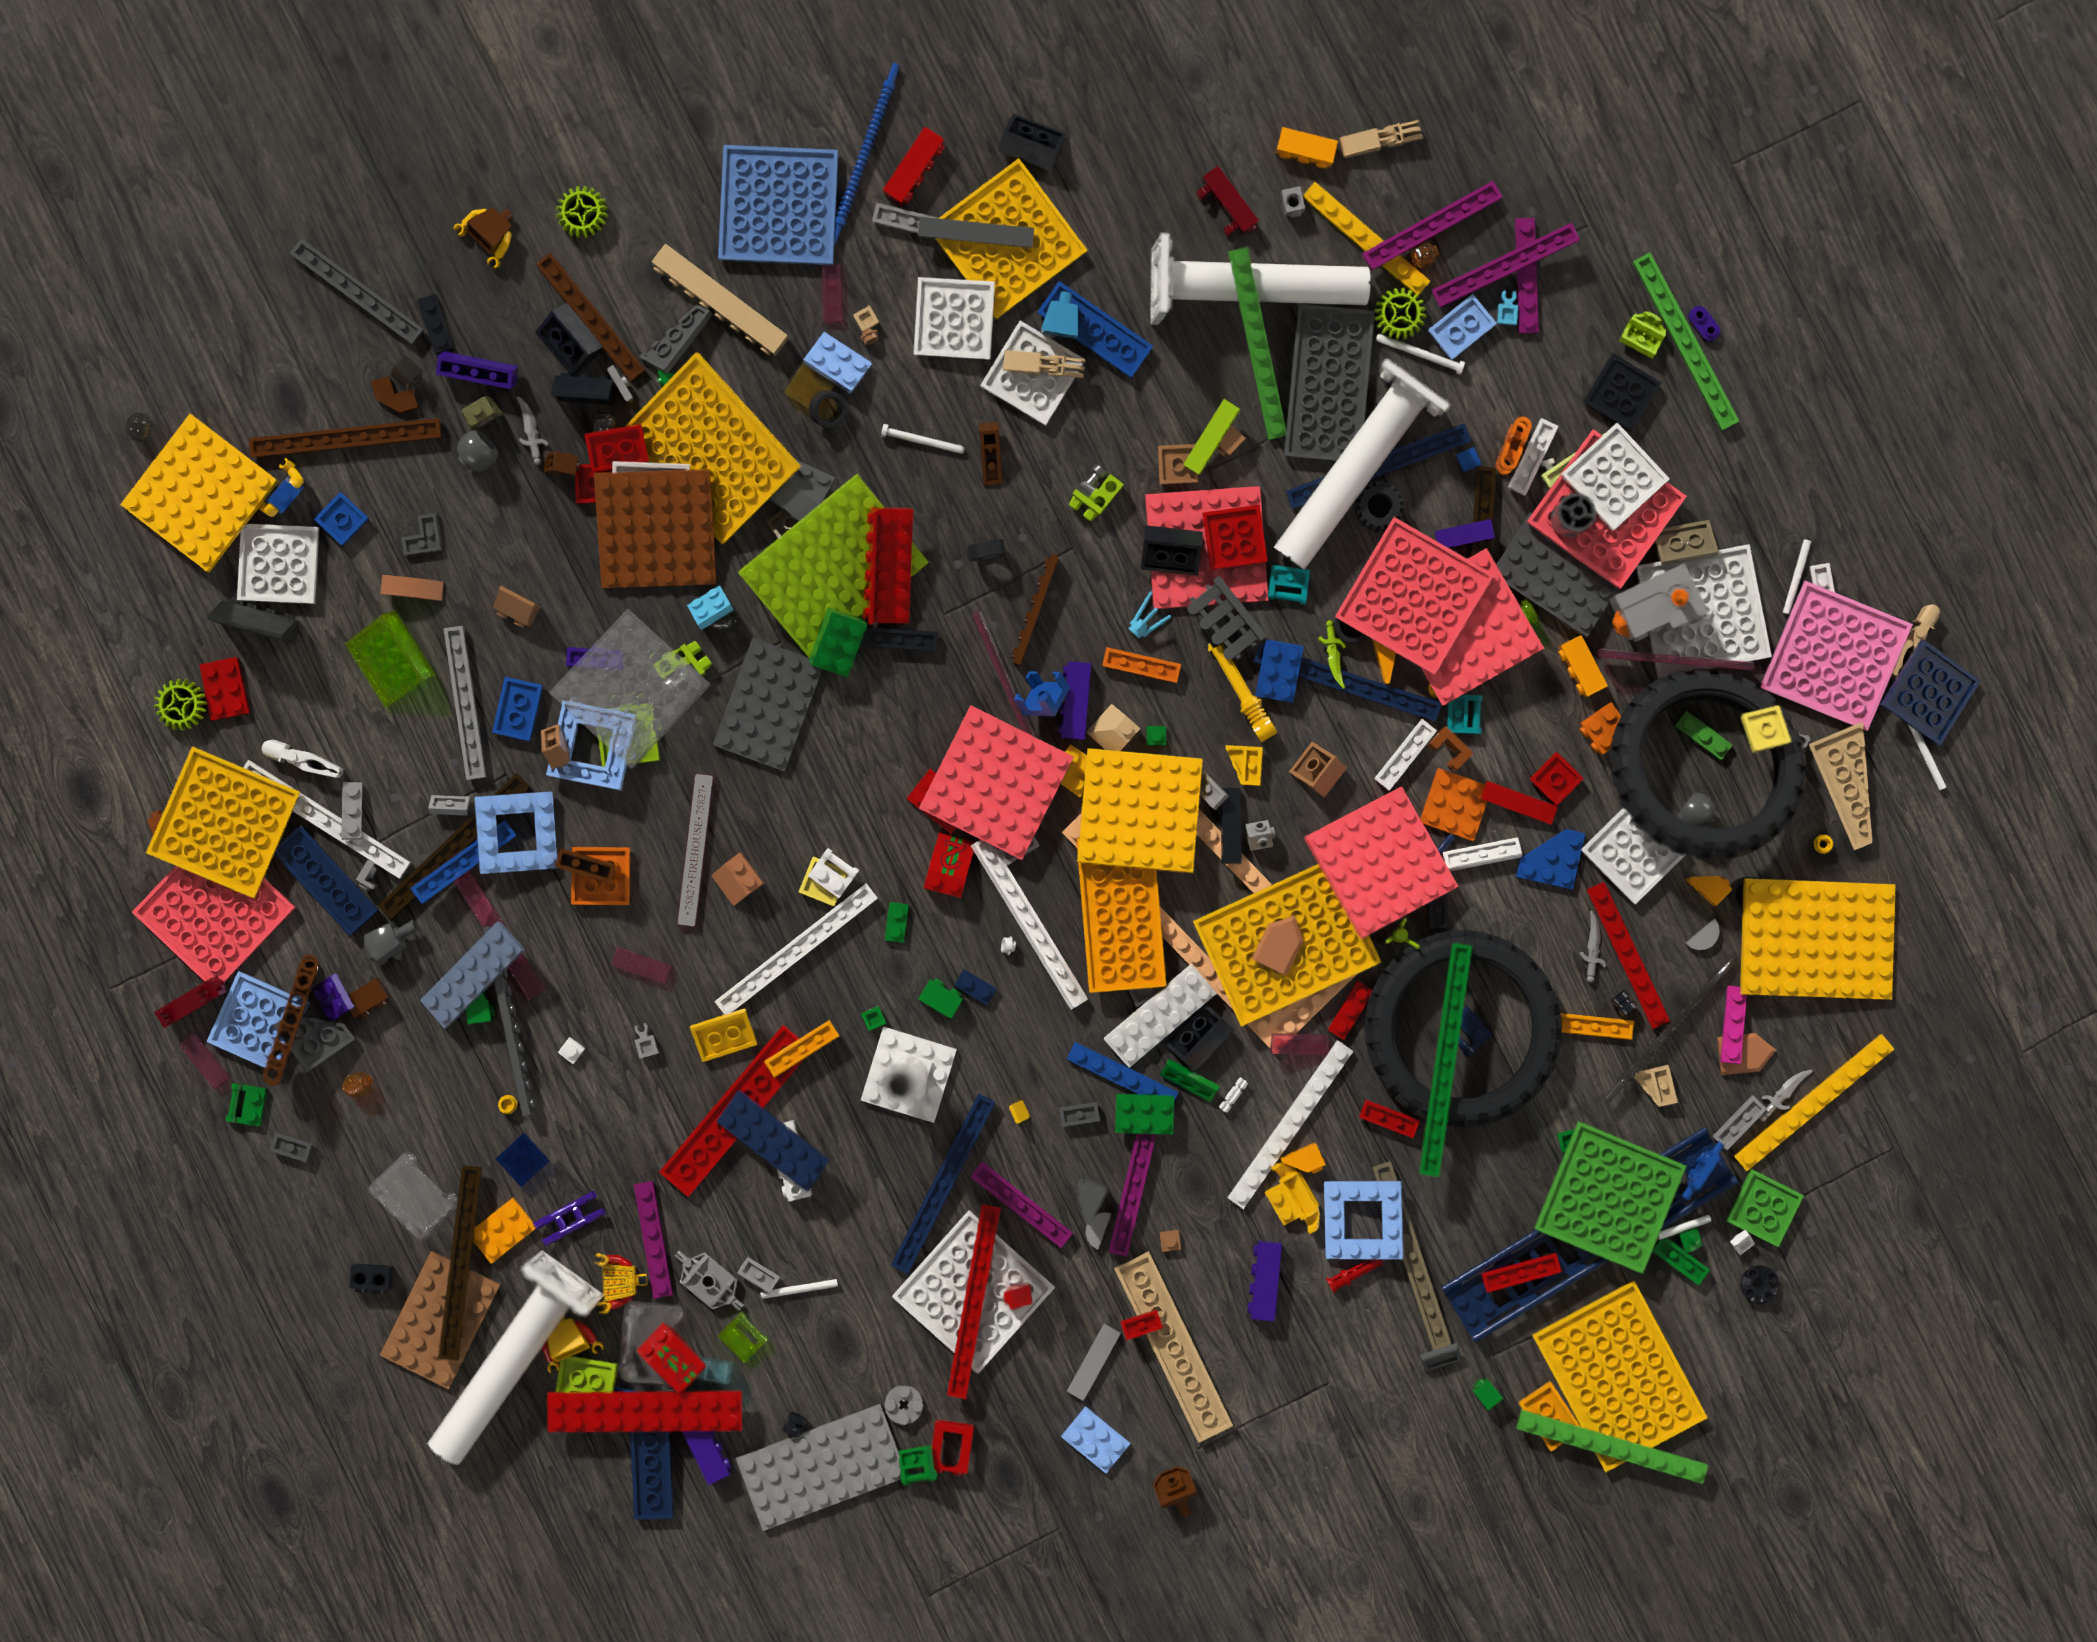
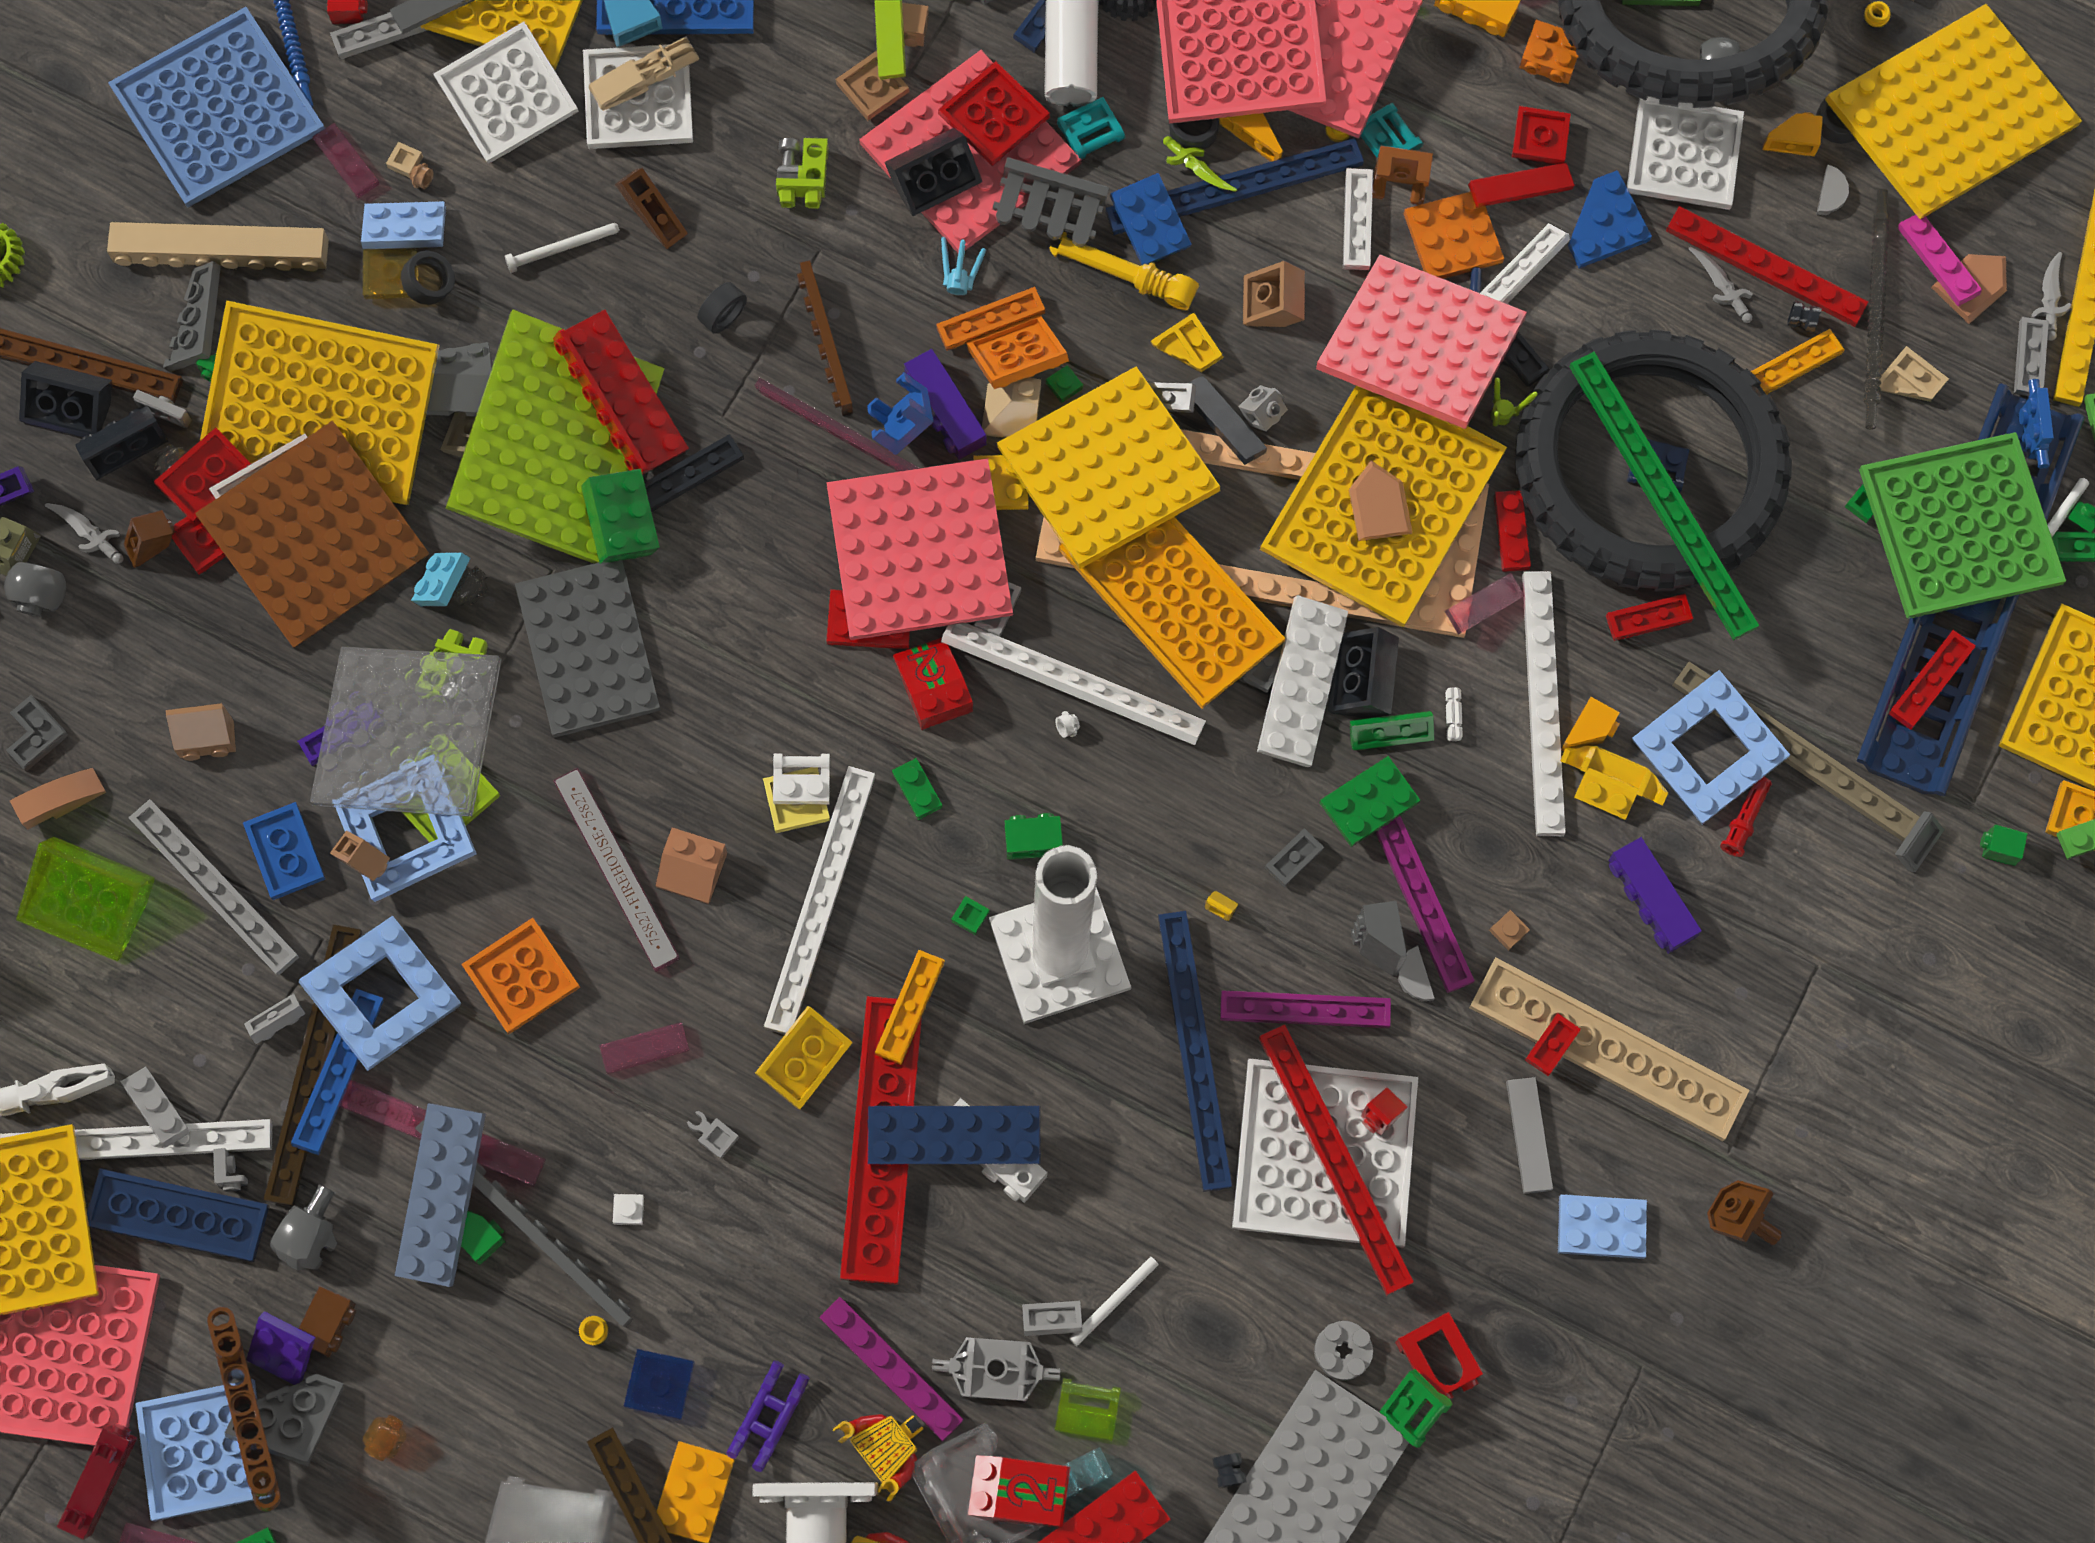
camera: 40 degrees left, 15 degrees down
(586, 865) = (494, 967): reddish brown brick -> none
(975, 987) = (1064, 798): dark blue plate -> none
(1117, 1072) = (1296, 782): blue plate -> none
(1139, 700) = (1017, 351): none -> orange plate

